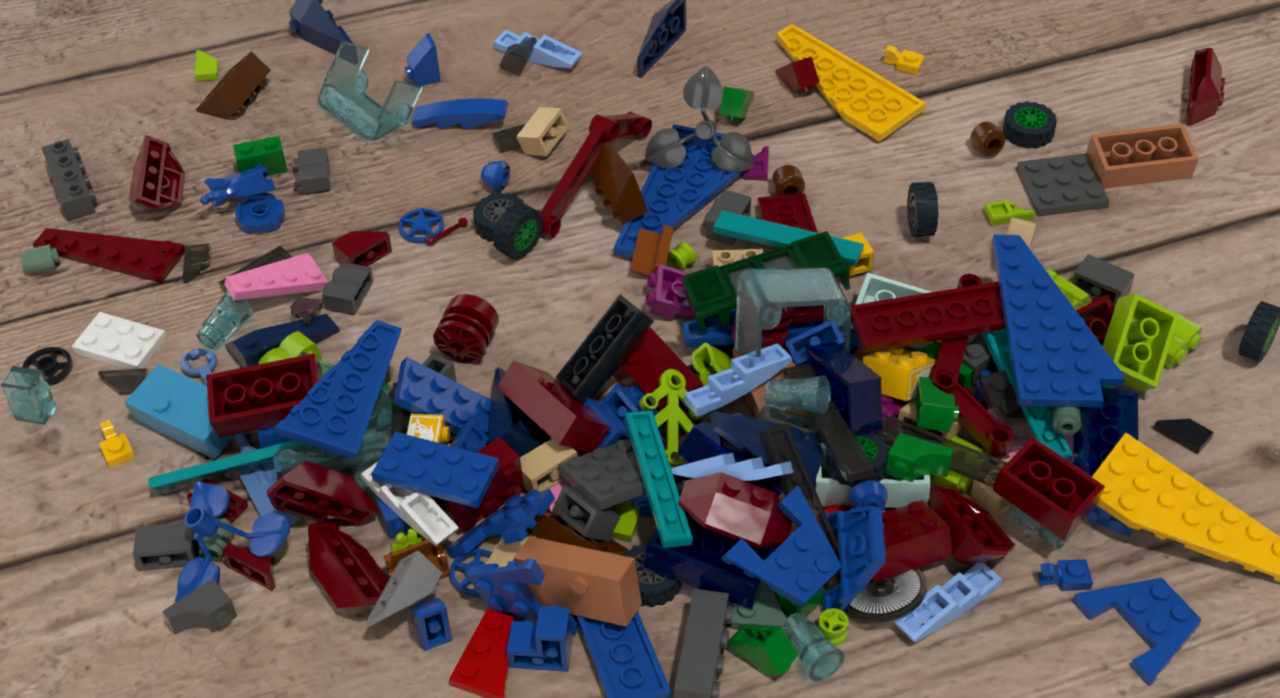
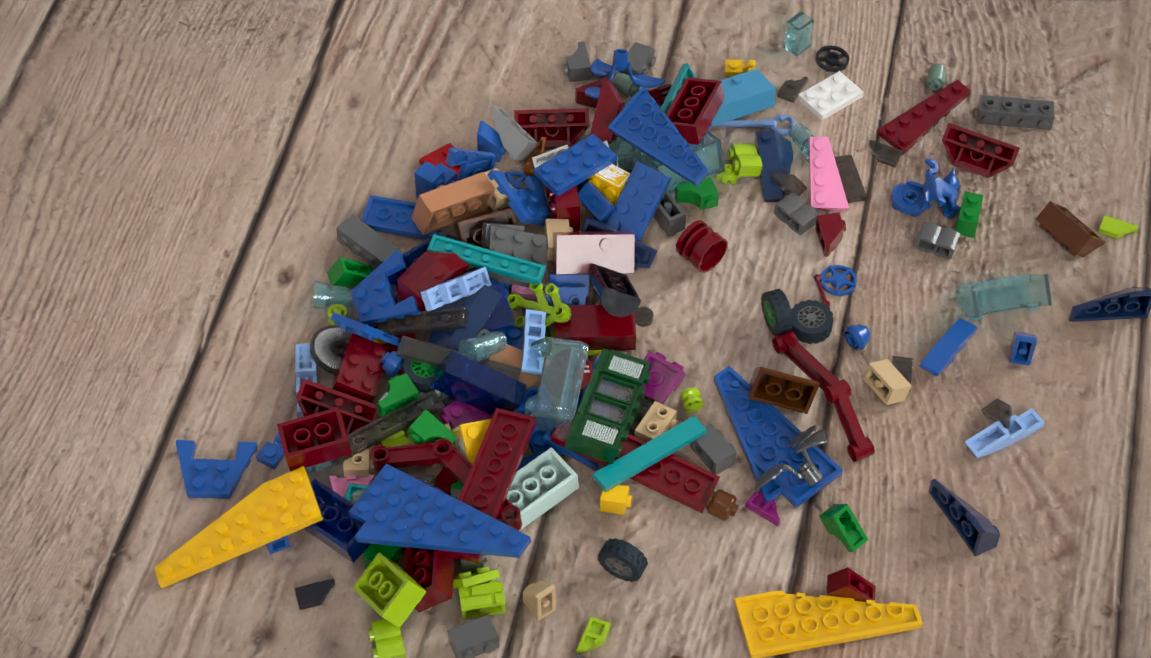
camera: 120 degrees right, 5 degrees up
(651, 250) = (707, 382): dark orange panel -> none

